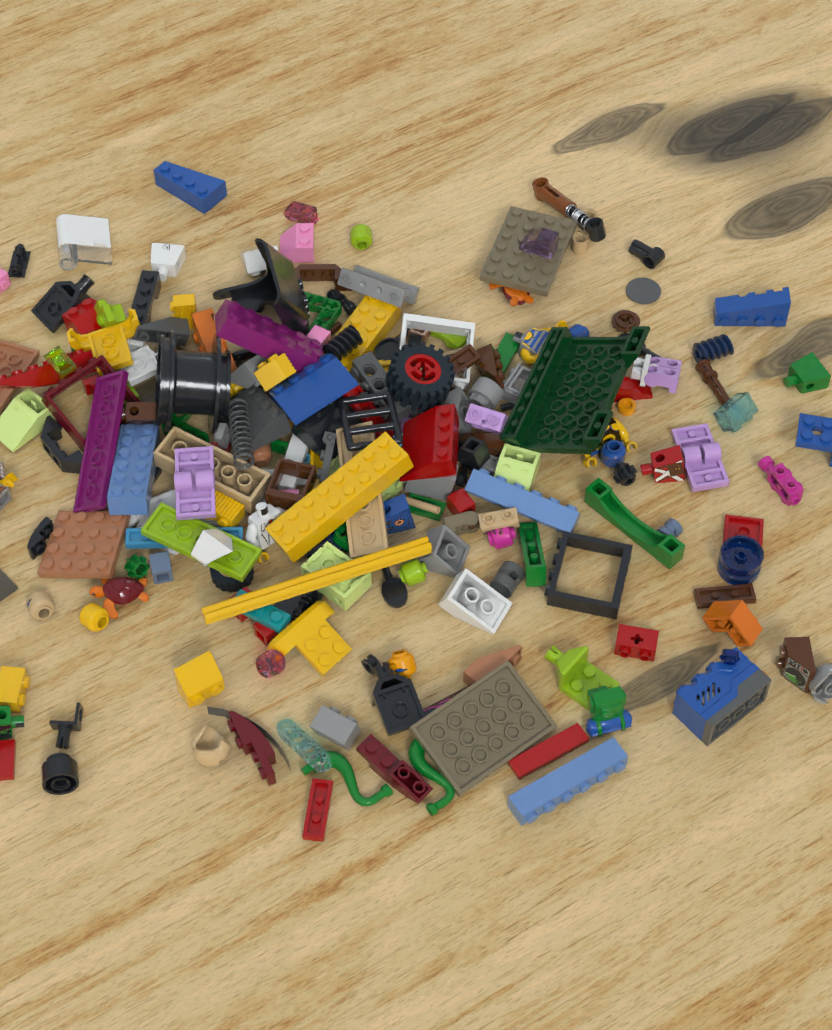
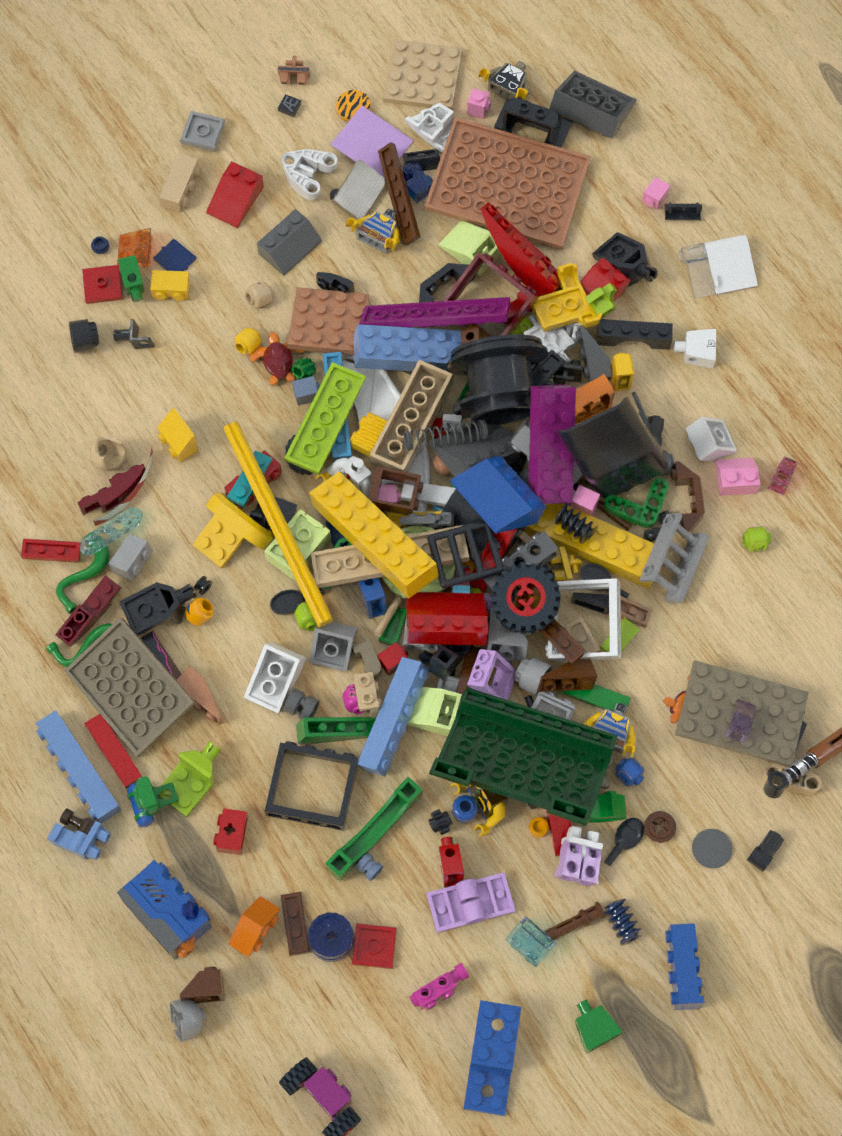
camera: 85 degrees right, 15 degrees up
(60, 362) = (518, 260): clear neon green slope -> none
(190, 186) = (806, 363): blue wedge -> none
(195, 483) = (382, 400): lavender plate -> none
(211, 546) = (314, 427): white slope -> none
(270, 663) = (198, 495): clear pink head -> none
(275, 371) = (515, 454): yellow brick -> none
(647, 775) = (83, 840): none -> medium blue hips

